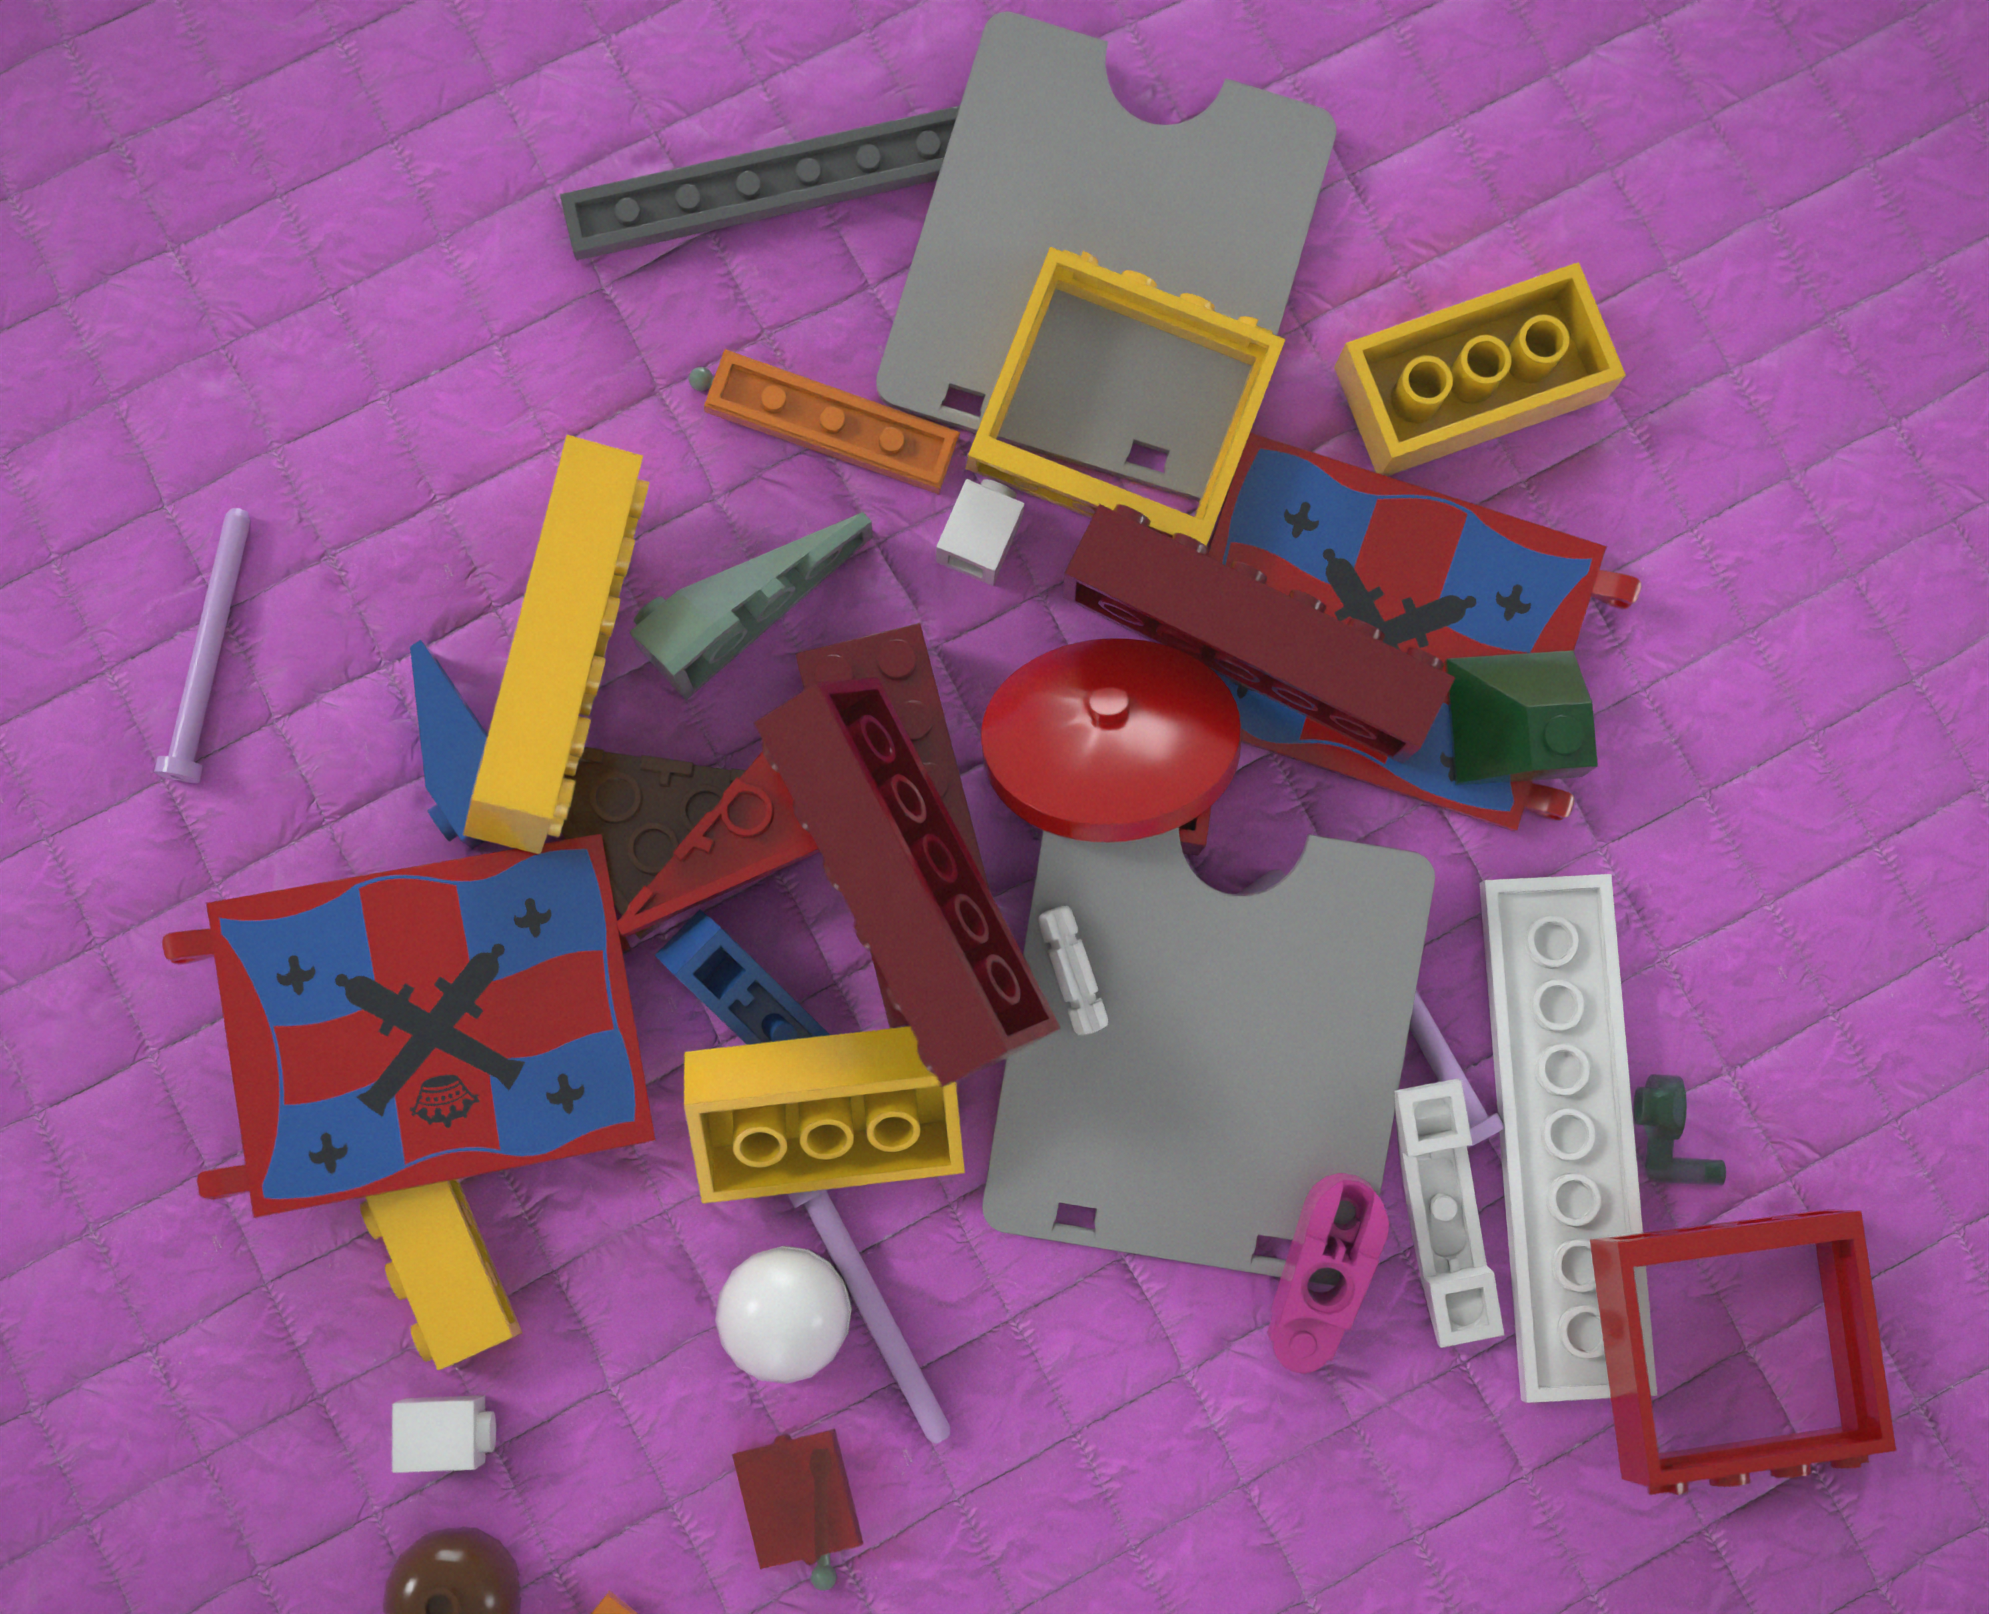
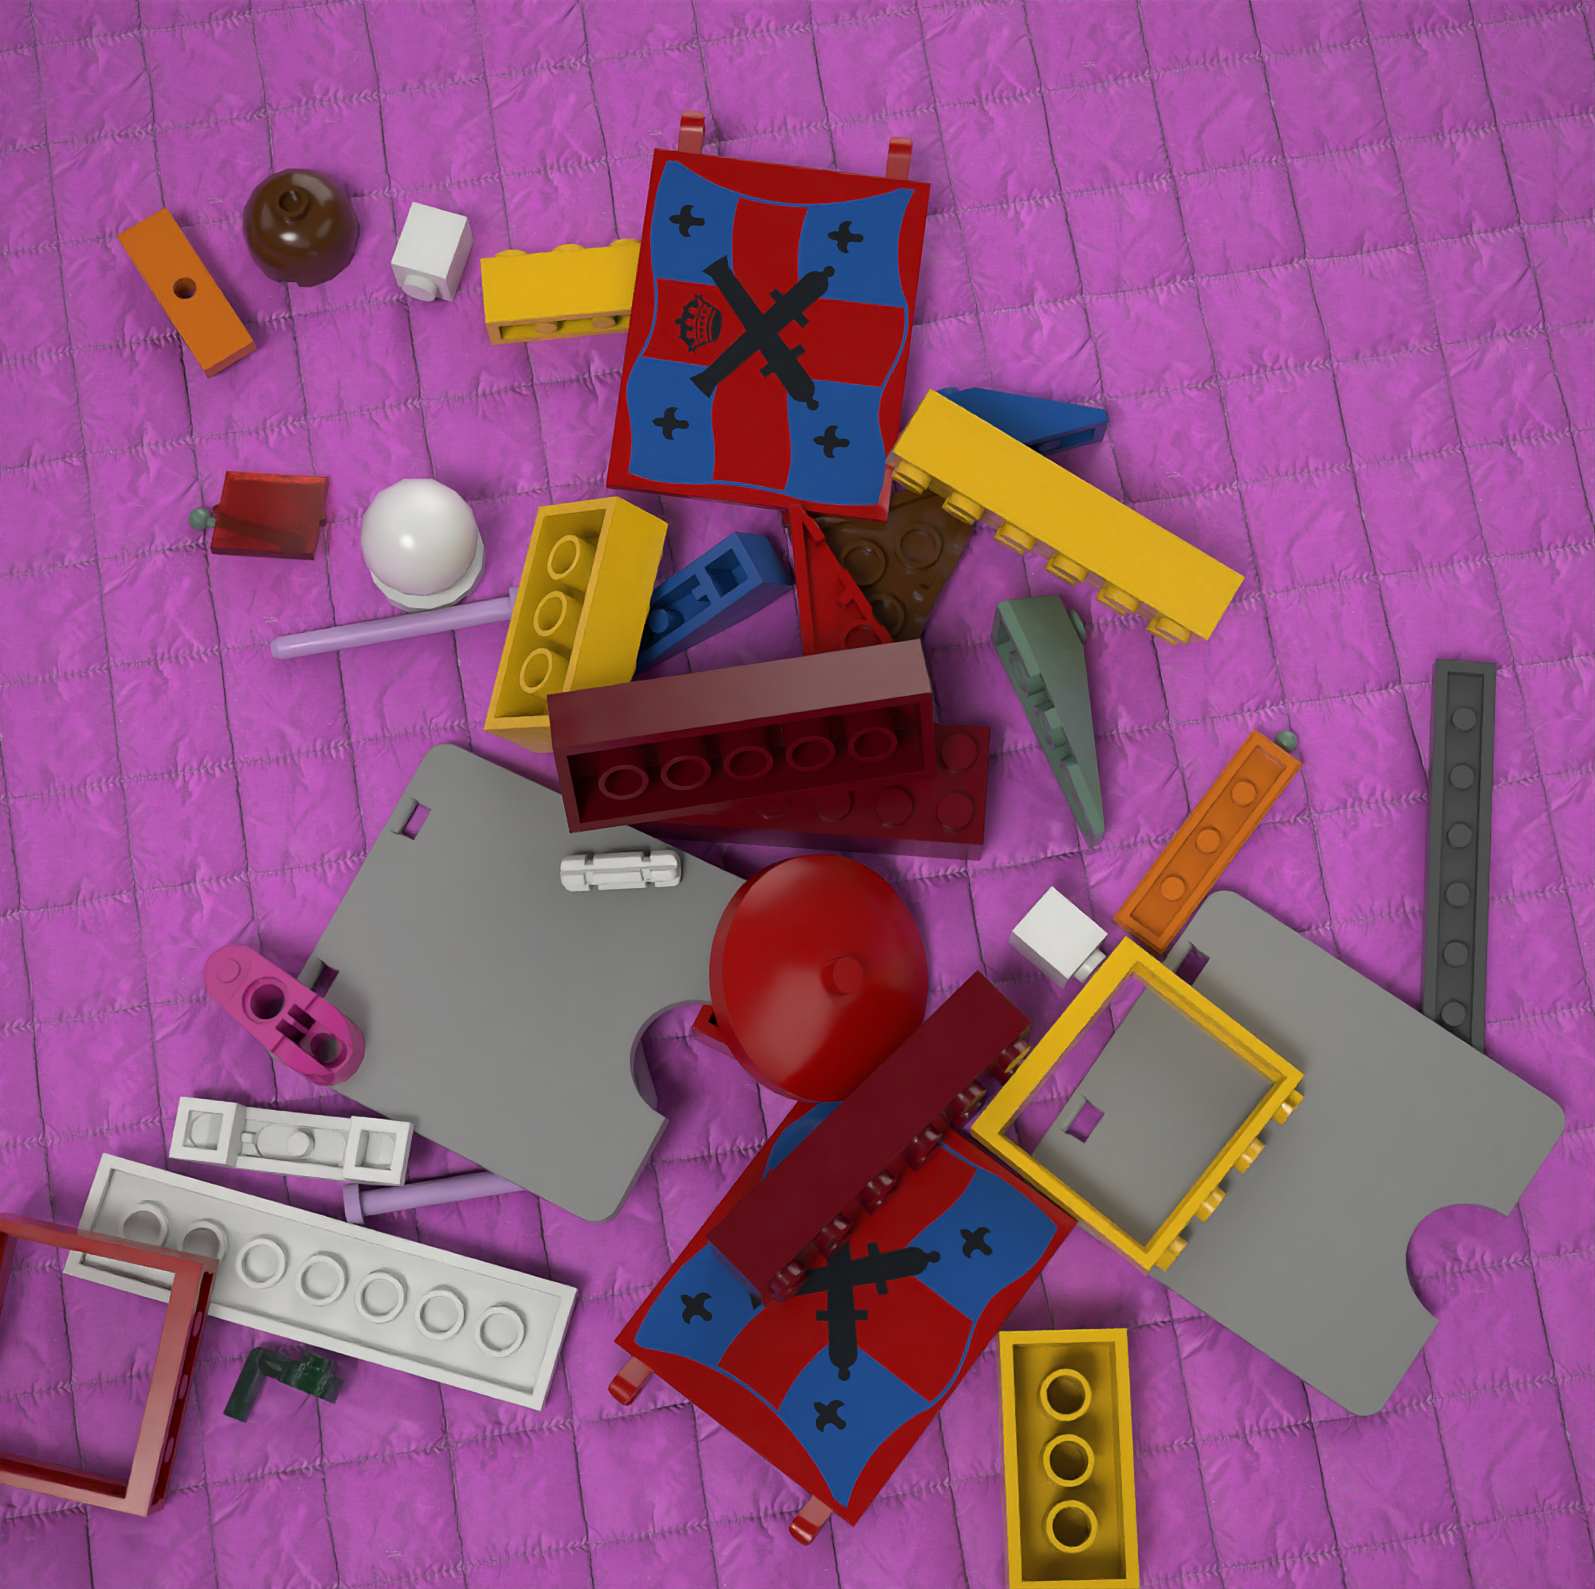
camera: 120 degrees right, 5 degrees down
(180, 761) = (1162, 255): lavender bar -> none
(1520, 718) = (716, 1374): dark green slope -> none

